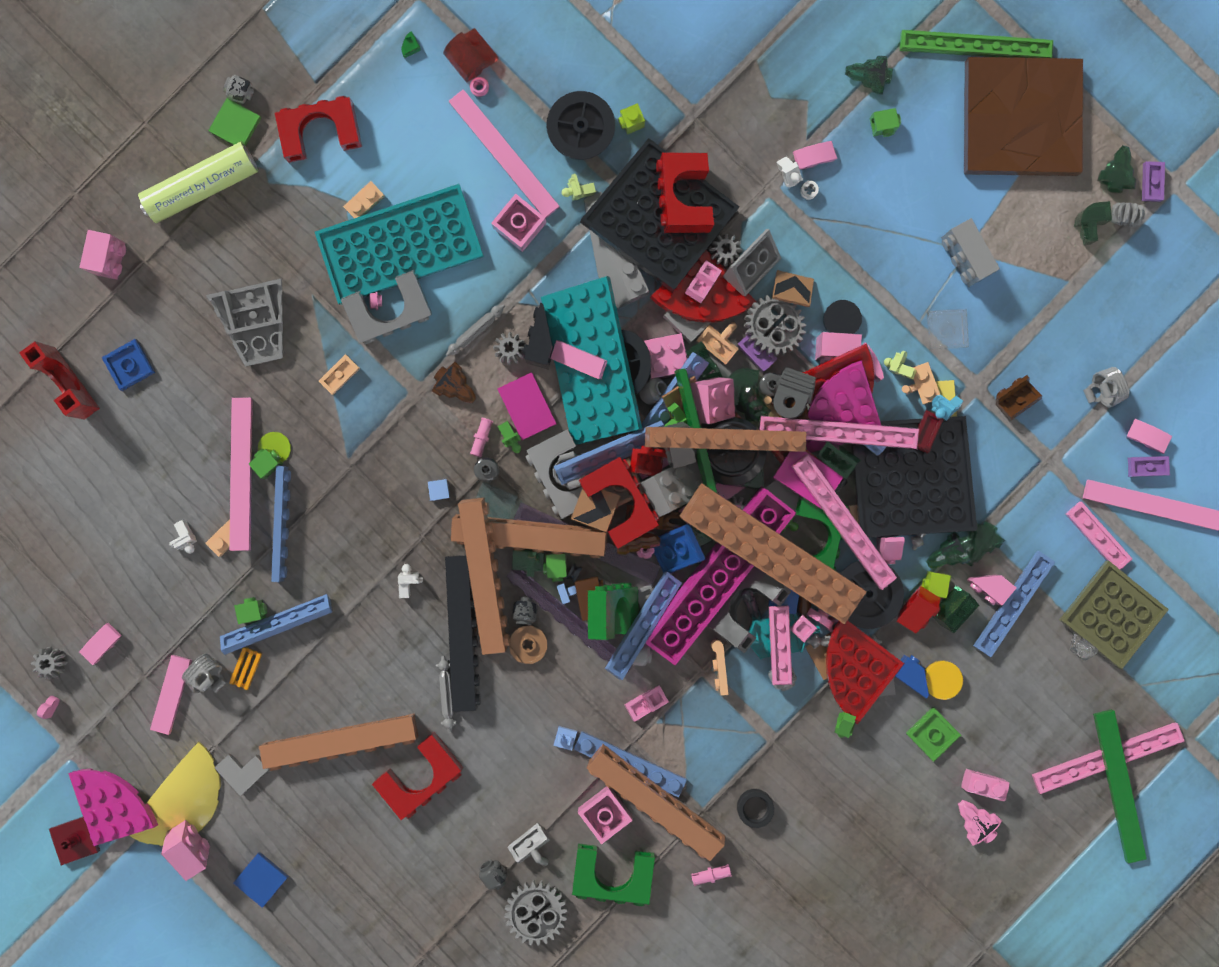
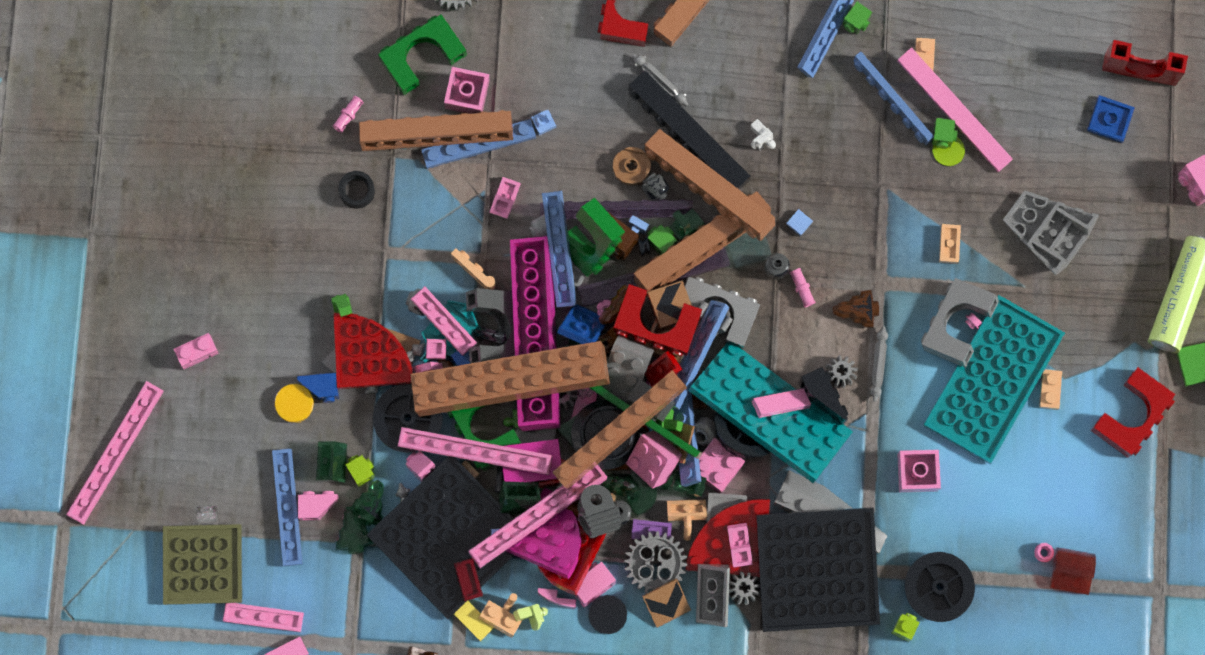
camera: 135 degrees right, 10 degrees down
(186, 537) = (951, 30): white piece -> none
(410, 45) = (1125, 539): green tile -> none
(504, 154) = (978, 517): bright pink tile -> none
(510, 438) = (781, 306): bright green piece -> none
(526, 406) = (789, 340): dark pink tile -> none
(529, 844) = (503, 24): light grey plate -> none
(577, 191) = (897, 535): yellowish green piece -> none
(676, 215) = (804, 574): red arch -> none
(919, 609) = (359, 437): red brick -> none
(933, 734) = (266, 357): bright green tile -> none
(944, 408) = (467, 608): medium azure piece -> none
(978, 823) = (176, 319): bright pink rock -> none
(1120, 786) = (90, 437): green tile -> none

